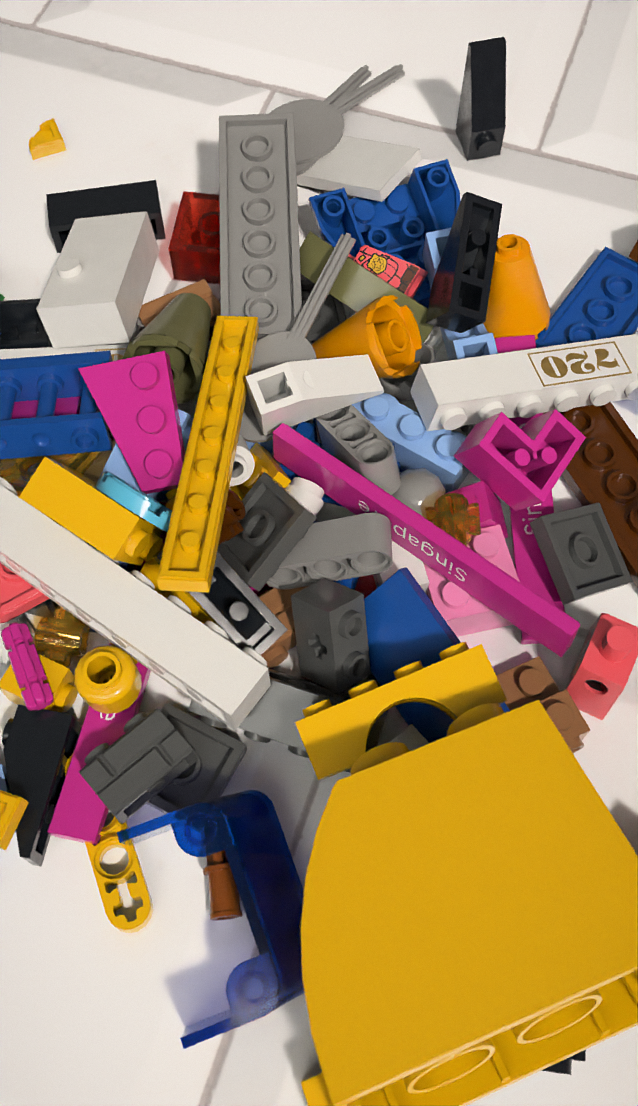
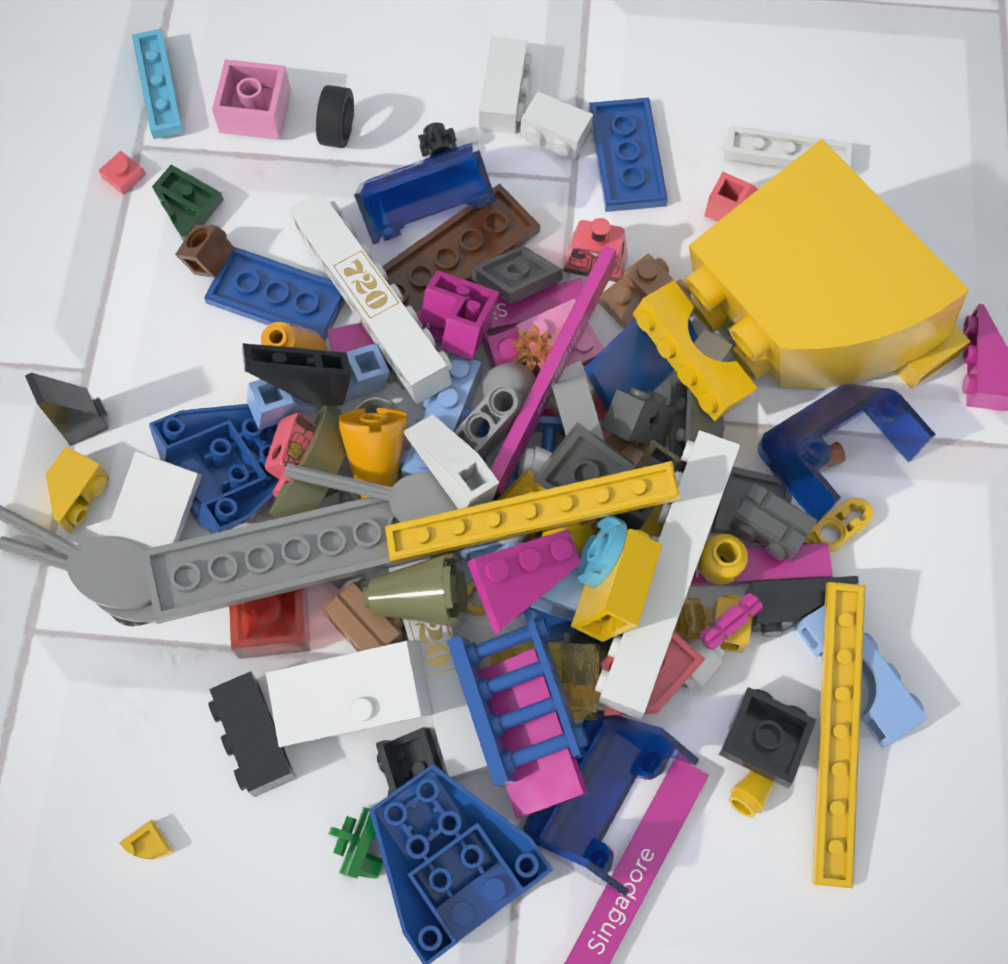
camera: 105 degrees left, 5 degrees up
(403, 116) = (72, 486): none -> yellow slope

